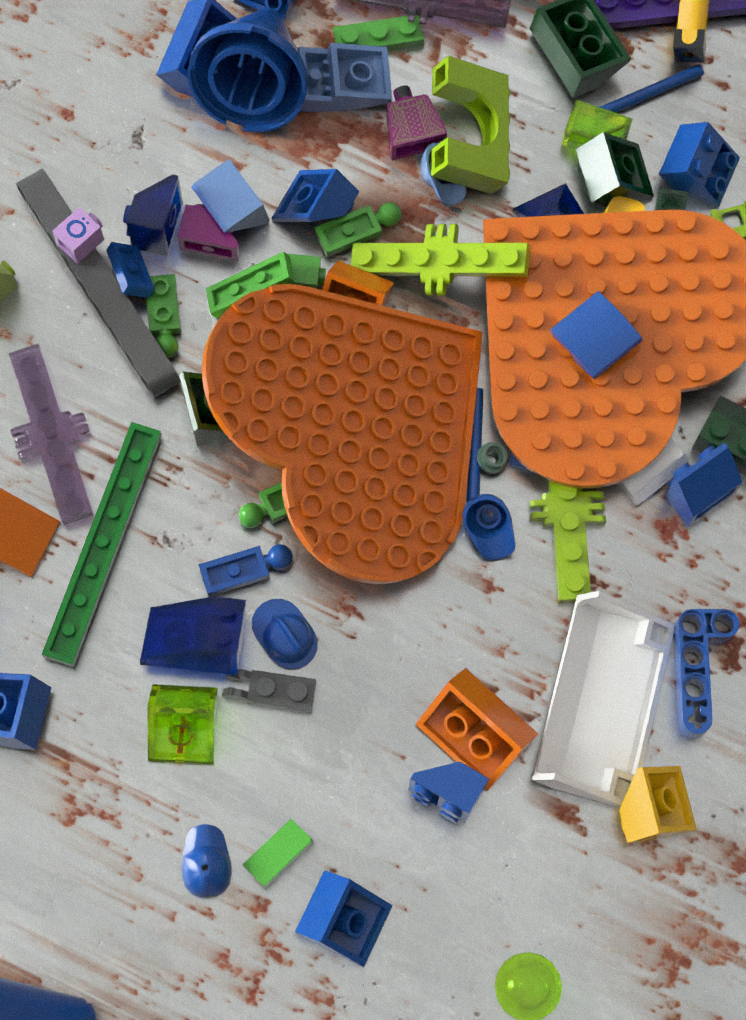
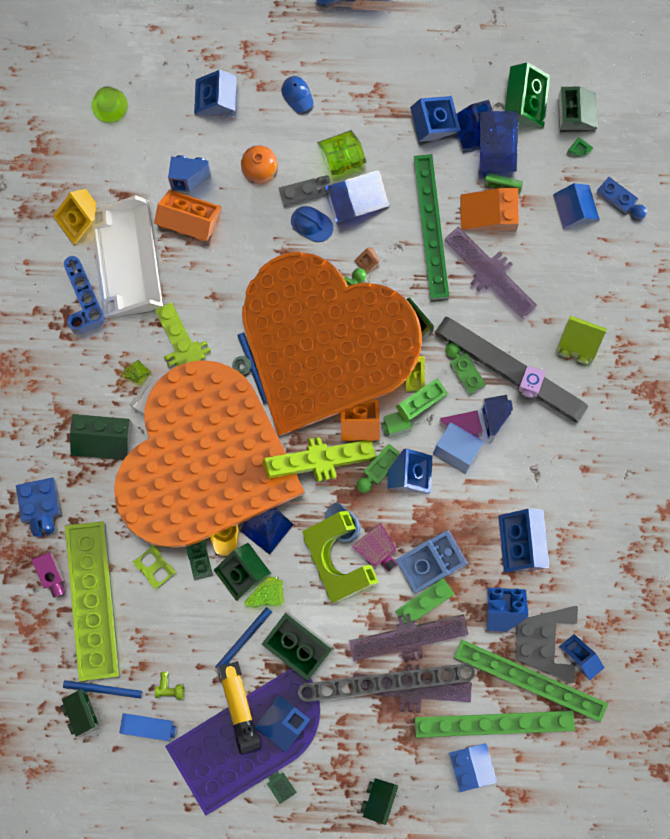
camera: 160 degrees right, 5 degrees up
(130, 270) = (494, 380): blue plate -> none
(225, 536) = (367, 259): none -> nougat slope
(243, 568) = (350, 244): blue plate -> none
(249, 72) = (486, 536): blue cone -> none
(278, 853) = (262, 112): bright green slope -> none
(324, 766) = (259, 164): none -> orange cylinder
(490, 533) = (226, 324): blue cap -> none
(596, 335) = (208, 443): blue slope -> none
(656, 517) = (136, 371): none -> clear neon green slope
(700, 163) = (193, 599): blue slope -> none
(703, 484) = (116, 396): blue slope -> none

